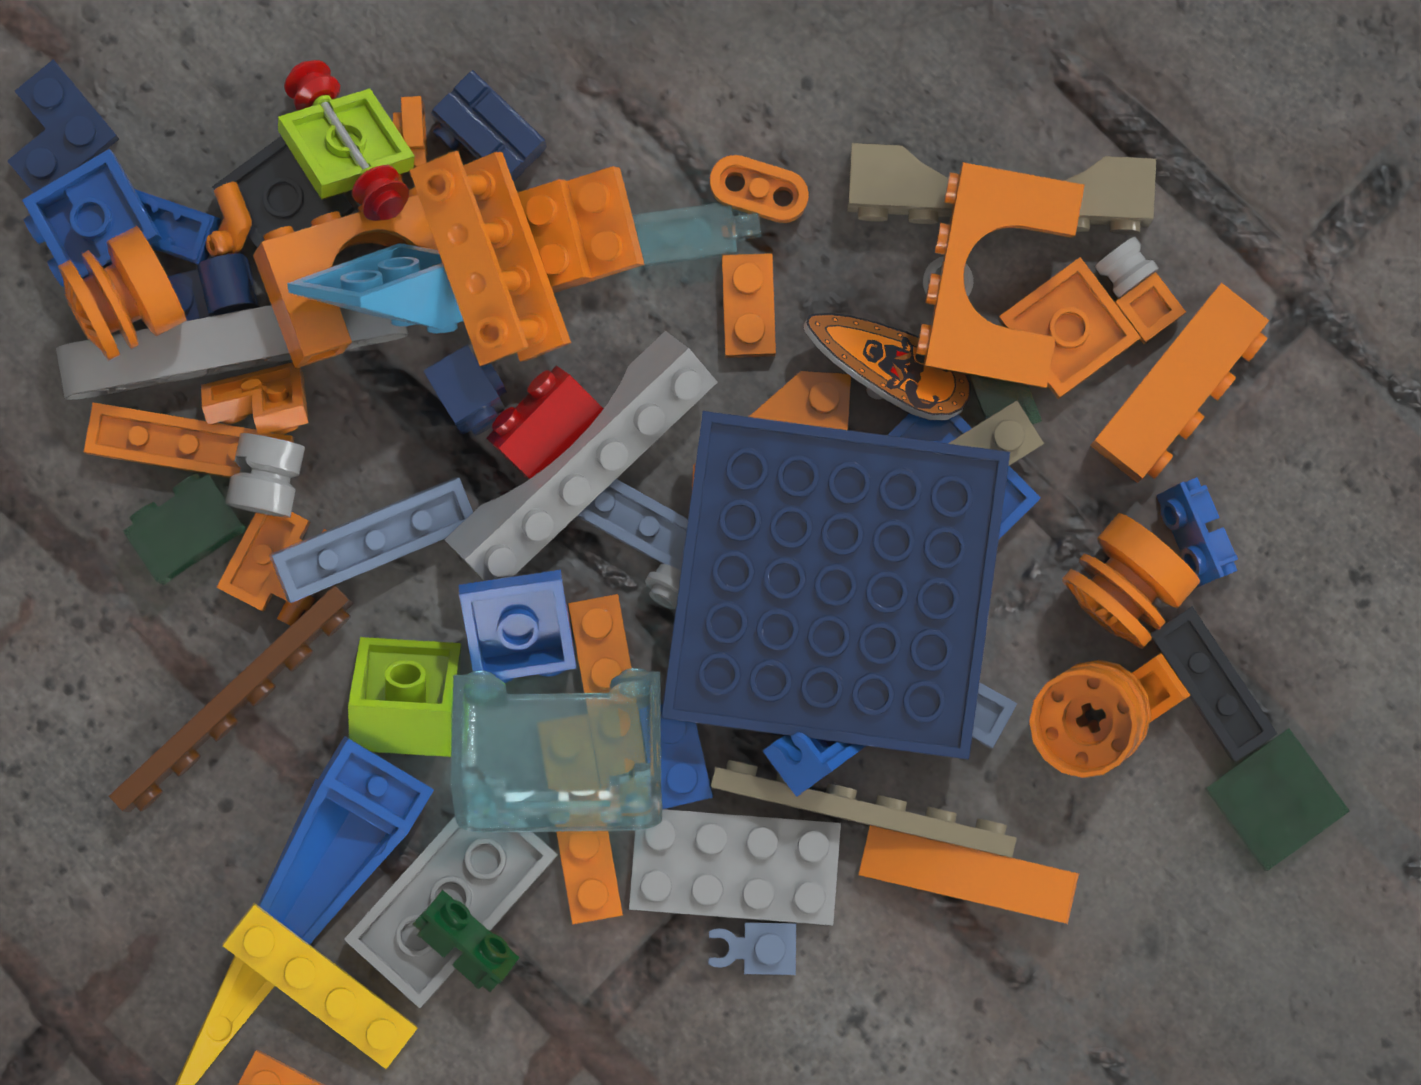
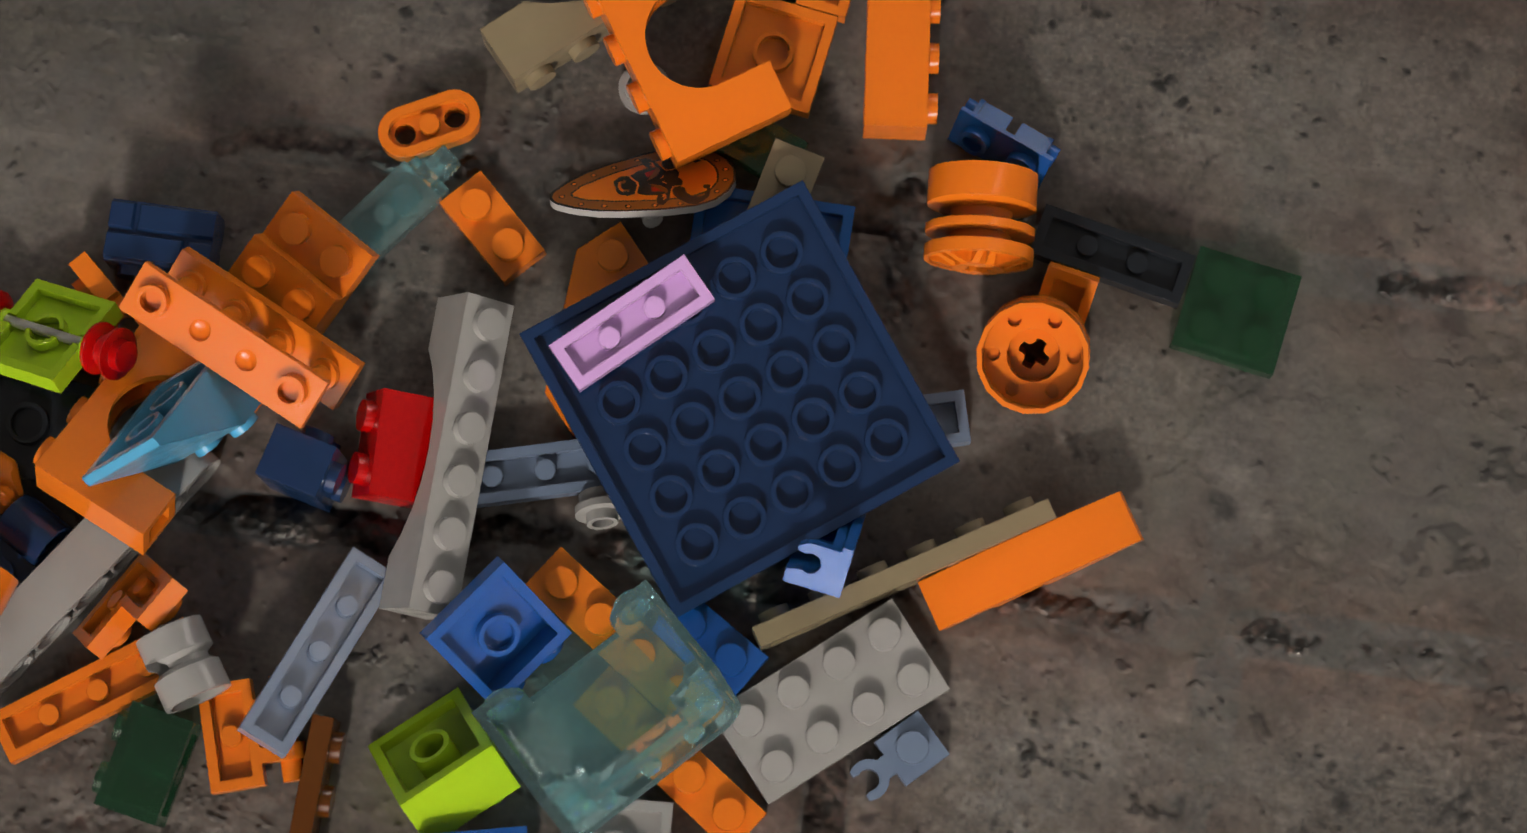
camera: 40 degrees left, 5 degrees down
(793, 468) = (631, 323): none -> lavender plate

